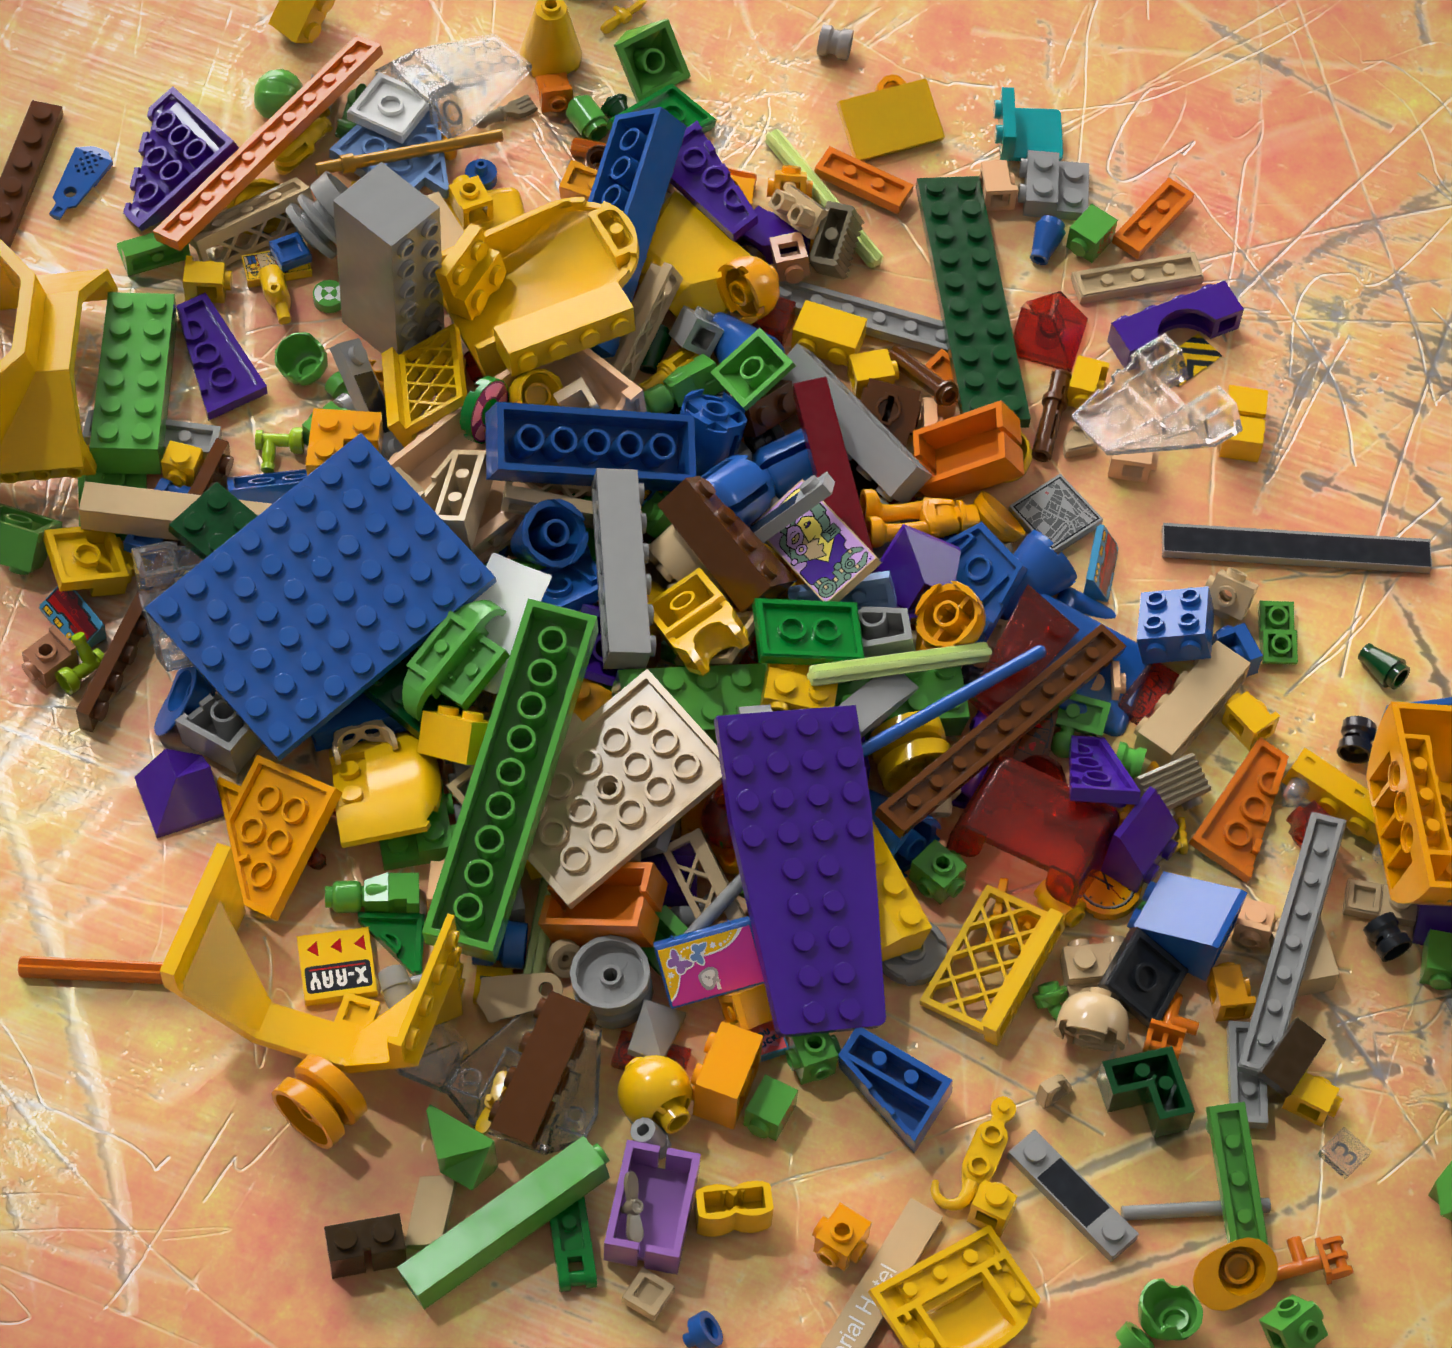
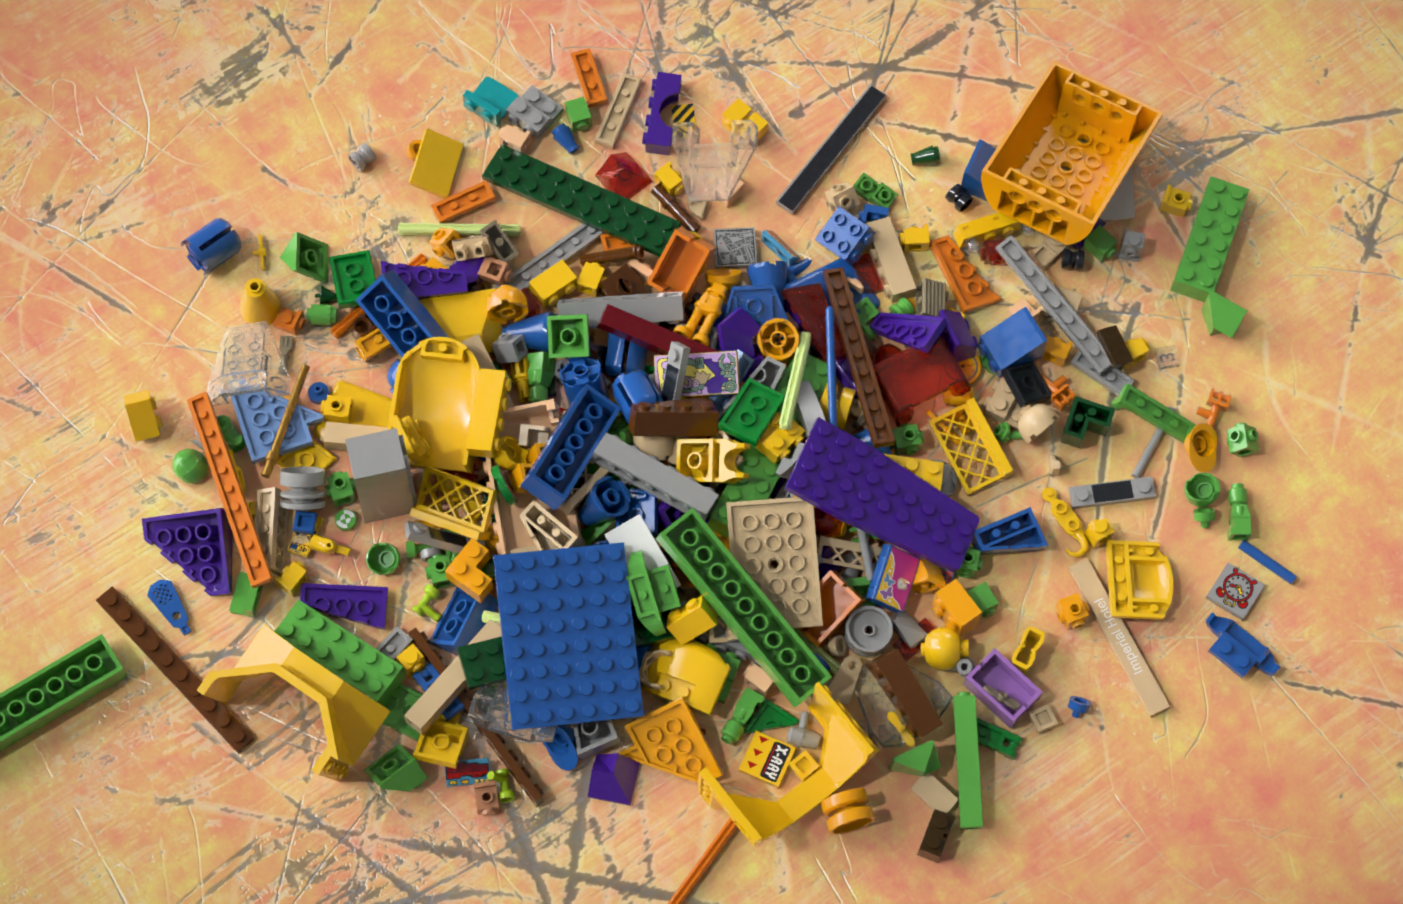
camera: 55 degrees left, 10 degrees up
(388, 108) = (245, 413): white tile -> none

